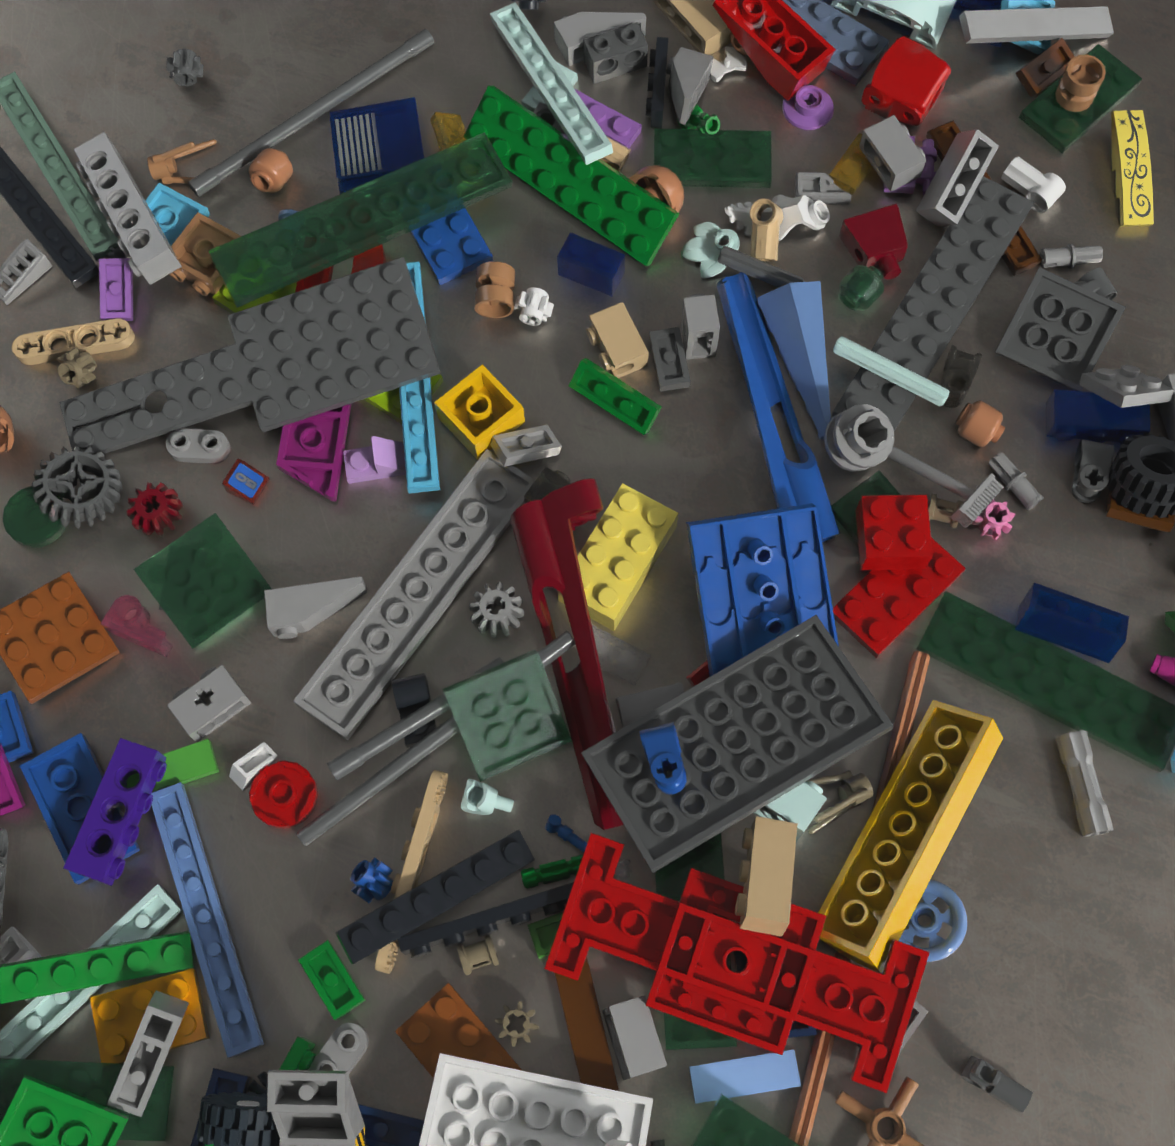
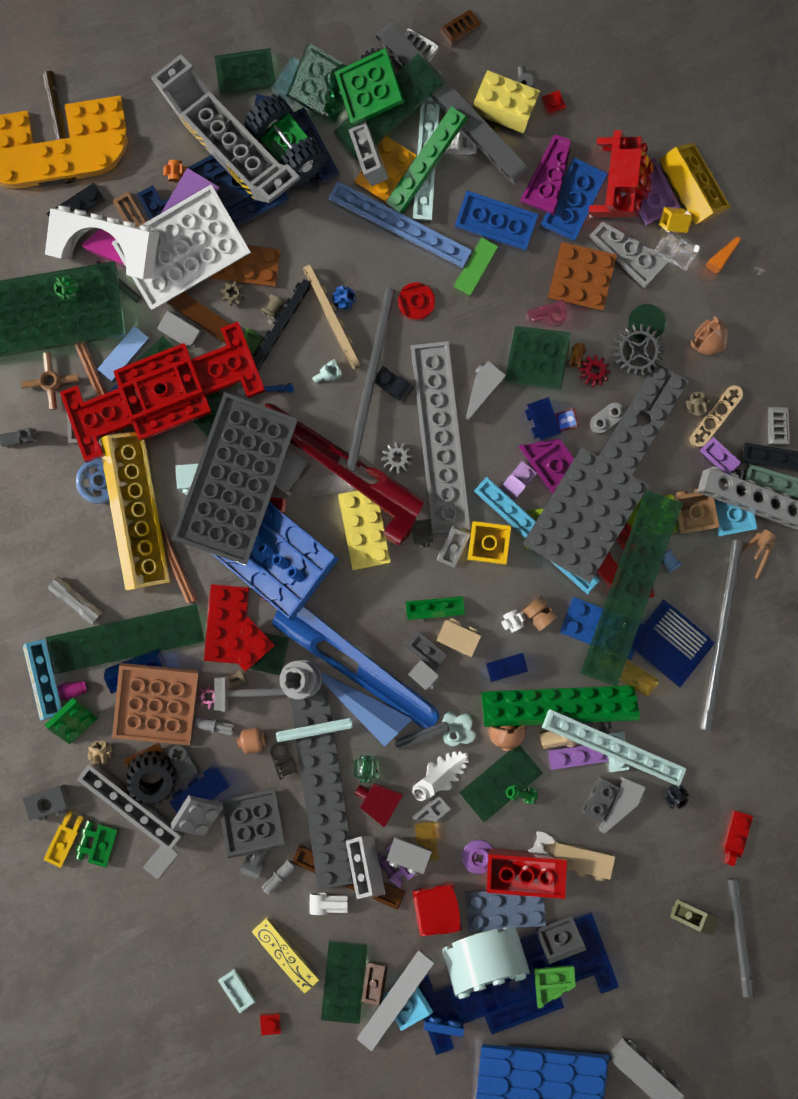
camera: 130 degrees right, 15 degrees up
(99, 822) = (467, 201): dark purple brick -> none
(153, 545) = (578, 351): none -> dark orange pin
(226, 700) = (482, 298): light grey brick -> none
(248, 766) = (441, 302): white piece -> none
(270, 170) = (709, 583): nougat head -> none
(274, 504) = (542, 420): none -> clear blue brick
(300, 1055) = (308, 206): green plate -> none
(332, 980) = (324, 246): green plate -> none
(337, 1054) = (294, 220): light grey plate -> none
(358, 755) = (396, 340): dark grey piece -> none
(434, 897) = (309, 313): black plate -> none
(507, 715) = (347, 412): clear green plate -> none
(551, 872) = (272, 367): green axle -> none
(656, 82) = (565, 801): black plate -> none
(664, 754) = (260, 444): blue piece -> none
(688, 79) = (549, 813): light grey slope -> none
(765, 234) = (436, 757): tan piece -> none
(767, 876) = (175, 432): tan brick -> none
(851, 792) = (172, 510): dark tan plant -> none
(1077, 557) = (154, 704): none -> nougat plate
(1080, 83) = (346, 979): medium nougat wheel -> none

